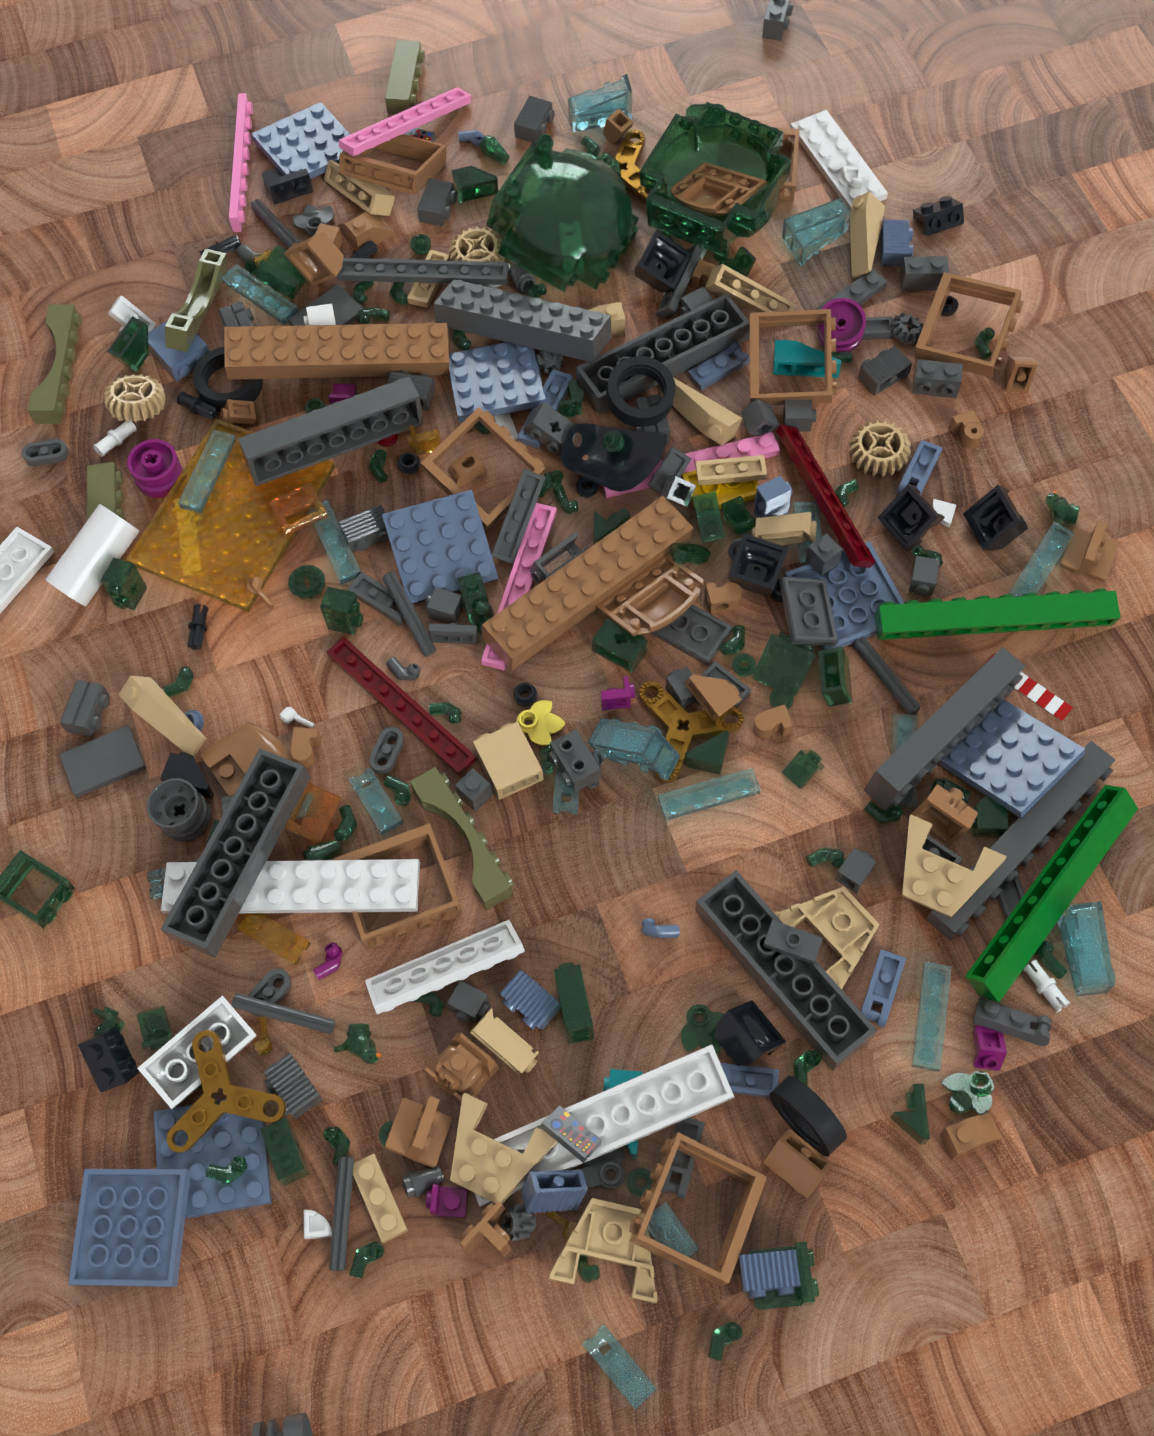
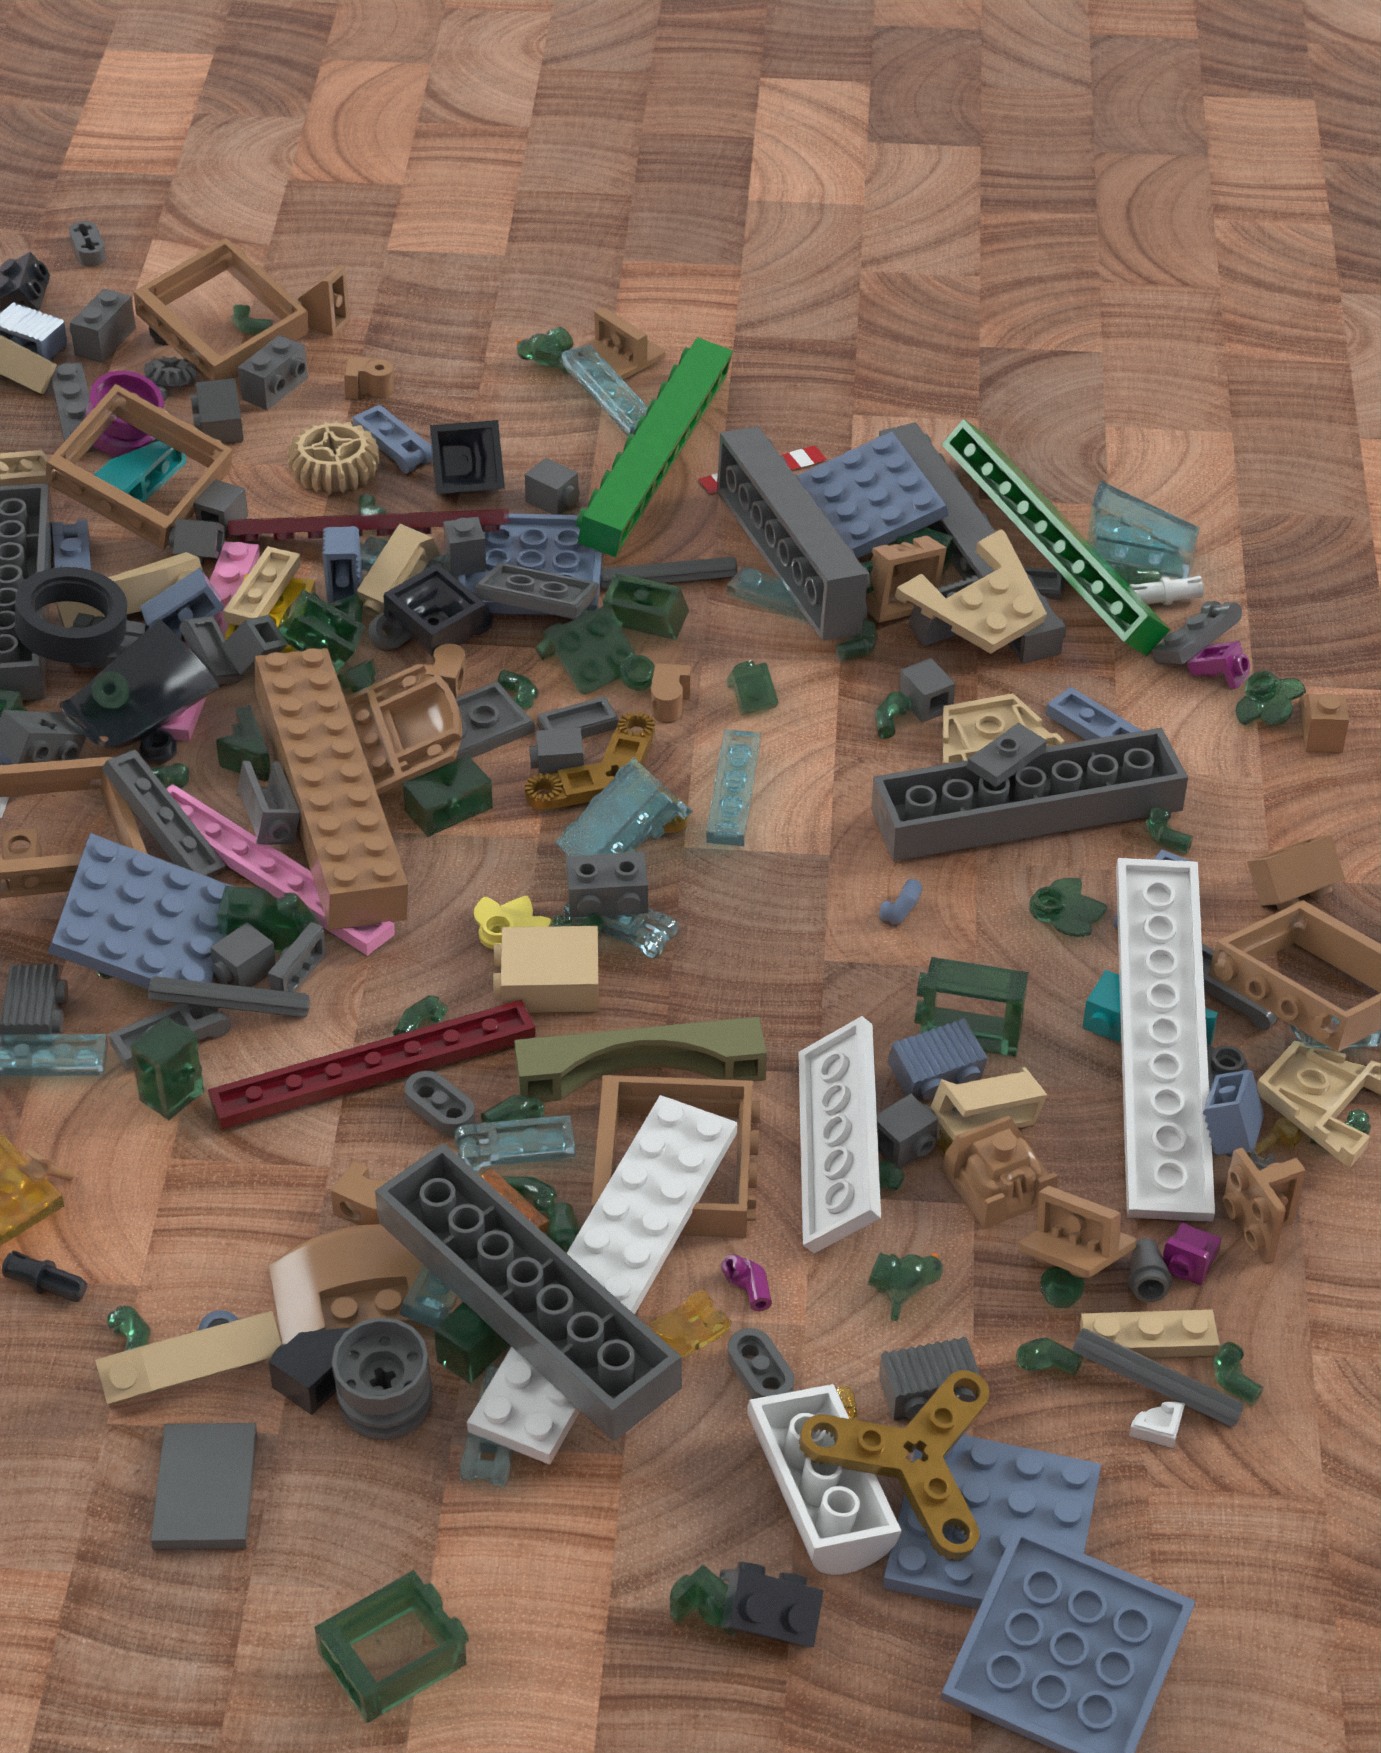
camera: 70 degrees left, 20 degrees down
(85, 708) = (90, 1474): dark grey brick -> none
(154, 1027) = (743, 1534): clear green bracket -> none
(229, 1173) = (1037, 1485): clear green arm -> none
(283, 1013) = (810, 1349): dark grey axle -> none
(285, 1151) = (1034, 1414): clear green brick -> none
(290, 714) = (295, 1204): white hand -> none
(297, 584) = (58, 1102): clear green gear -> none
(403, 673) = (318, 1046): dark grey arm -> none
(474, 790) = (573, 1011): dark grey brick -> none
(487, 1164) = (1162, 1175): tan wing -> none
(525, 688) = (451, 921): black plate -> none
(571, 1133) = (1168, 1051): tile -> none
(618, 698) = (526, 821): magenta bracket -> none
(633, 1176) = (1251, 1038): clear green plate -> none
(692, 439) = (186, 599): none -> sand blue brick
(708, 755) = (681, 760): clear green slope -> none
(713, 694) = (603, 713): medium nougat slope -> none
(744, 671) = (562, 692): clear green plate -> none
(747, 1034) = (1096, 854): black brick -> none
(808, 1115) = (1230, 798): black tyre -> none
(915, 1121) = (1283, 753): clear green slope -> none
(920, 551) = (517, 475): clear green arm -> none
(931, 1016) = (1156, 696): clear light blue plate -> none
(995, 520) = (523, 391): black brick -> none
(1006, 227) = (87, 243): none -> dark grey beam

